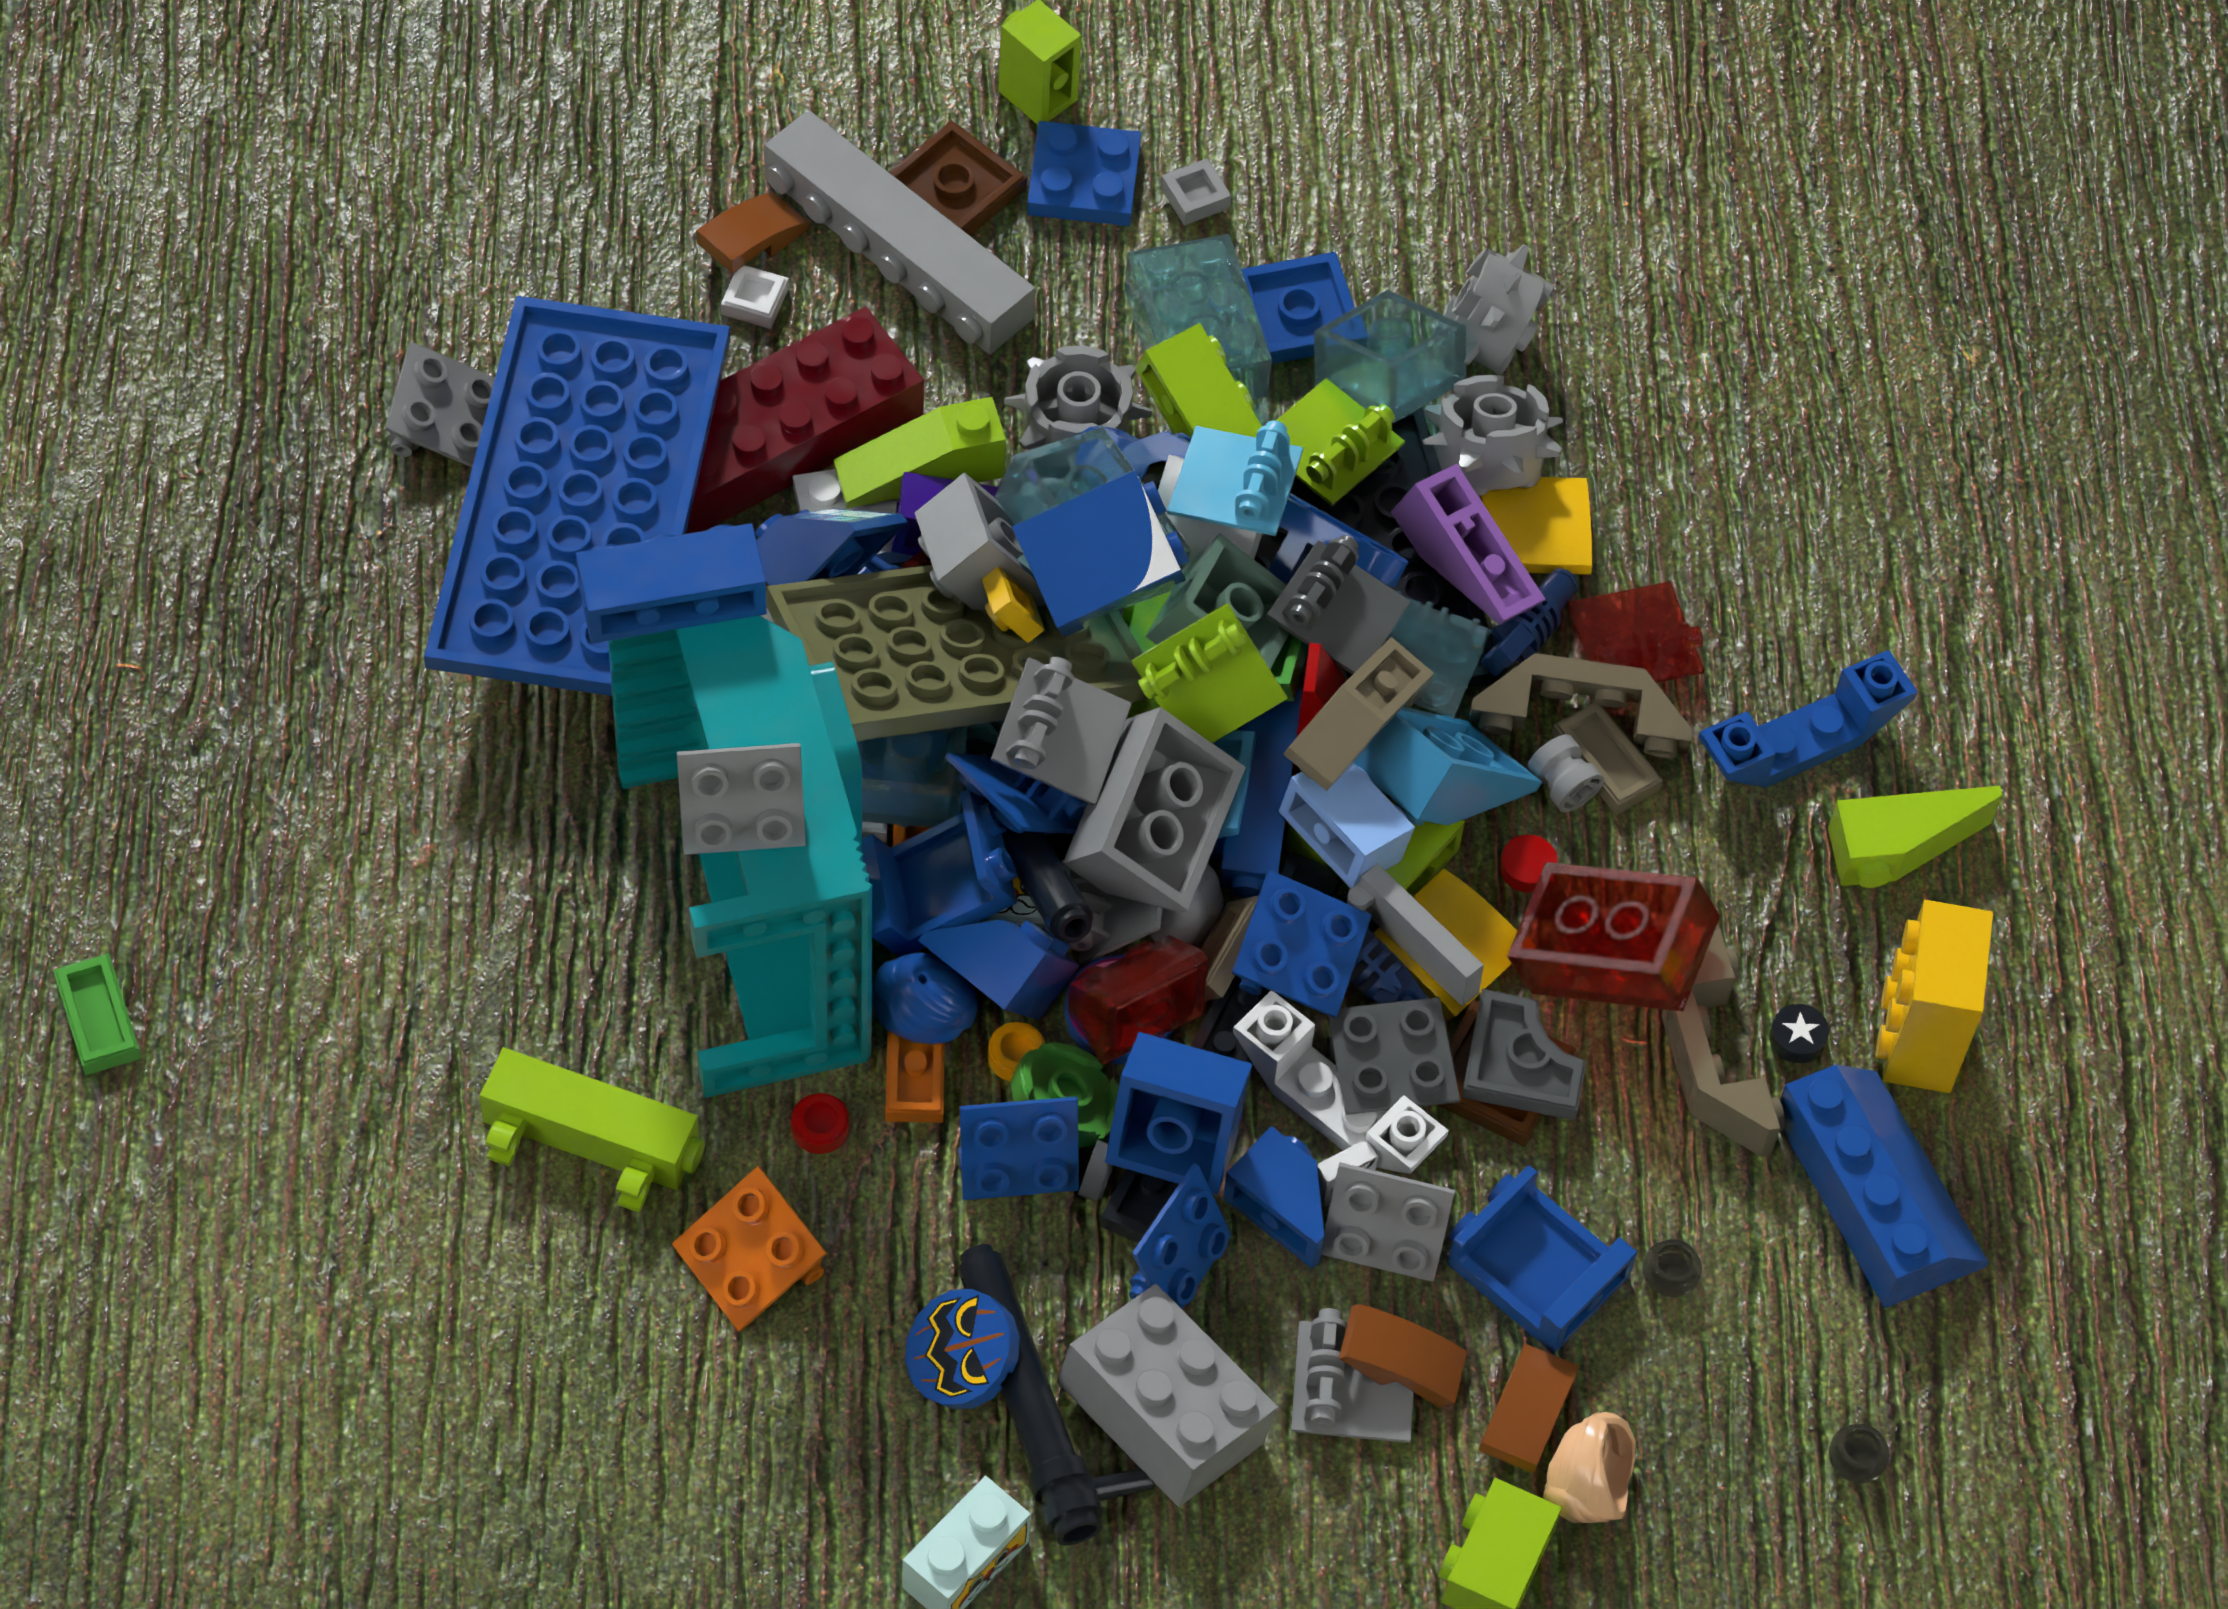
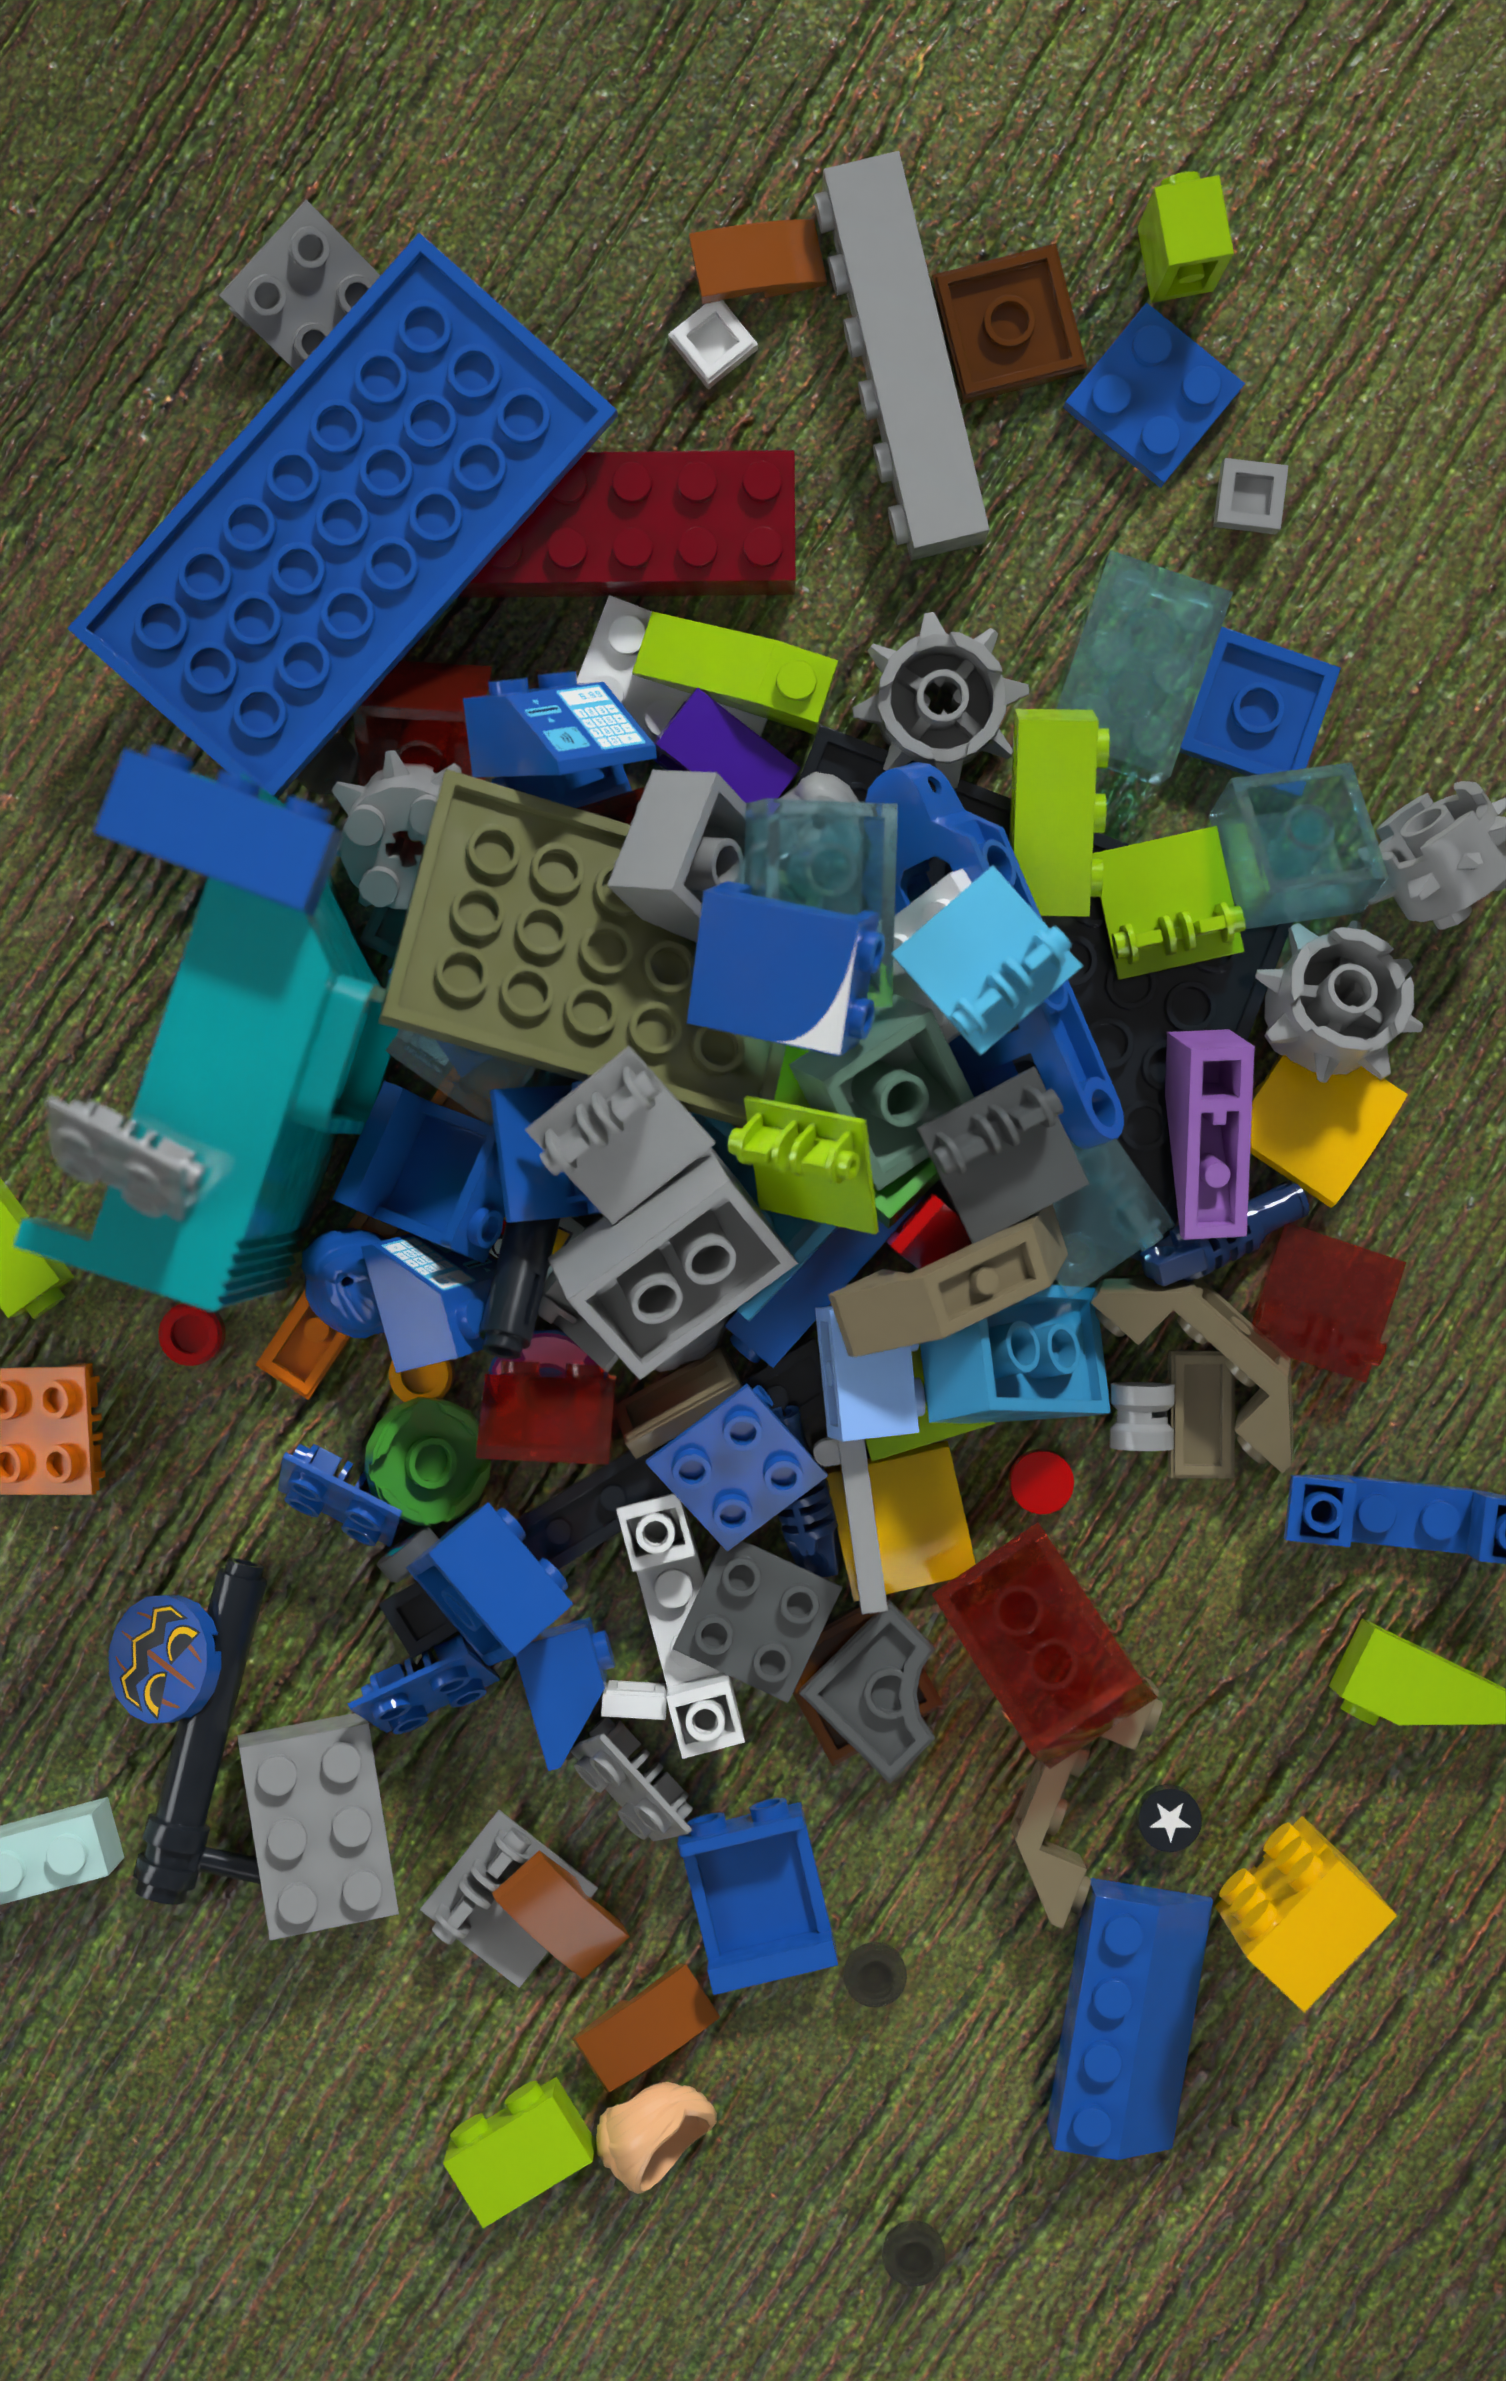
camera: 40 degrees right, 30 degrees up
(1011, 605) = (669, 953): yellow plate -> none

